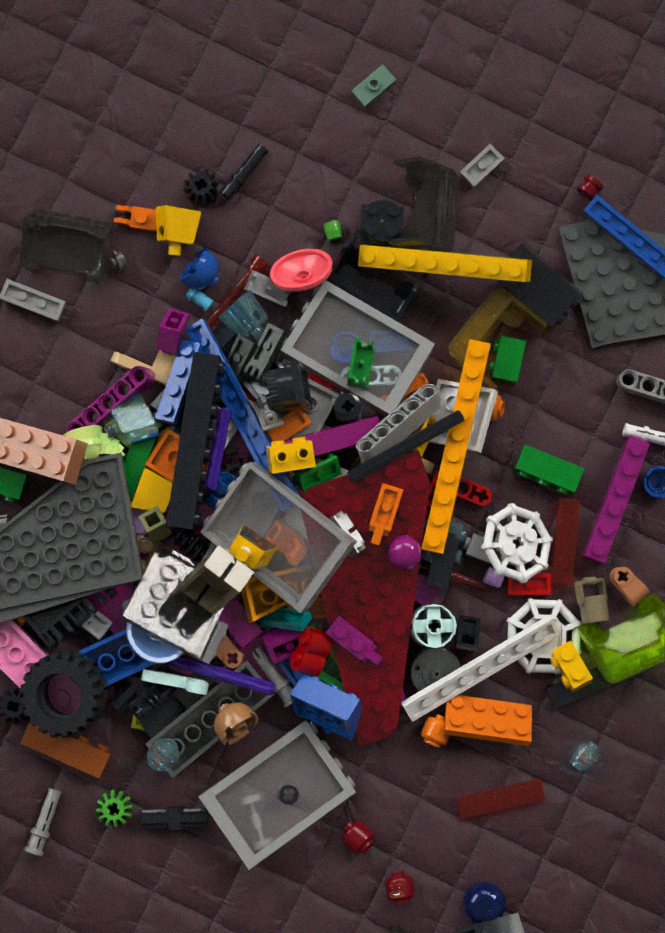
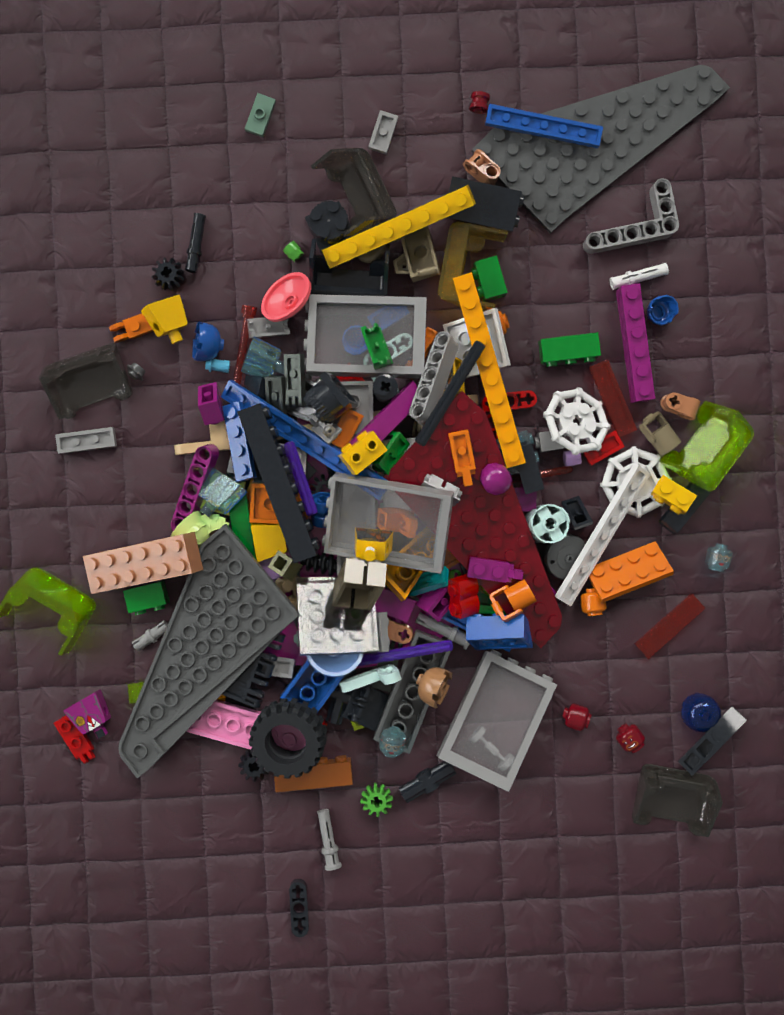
camera: 25 degrees left, 5 degrees up
(295, 794) = (511, 713): black bush -> none
(365, 679) = (519, 596): none -> orange piece
(449, 301) = (418, 255): none -> dark tan piece
(557, 248) = (482, 167): none -> nougat piece

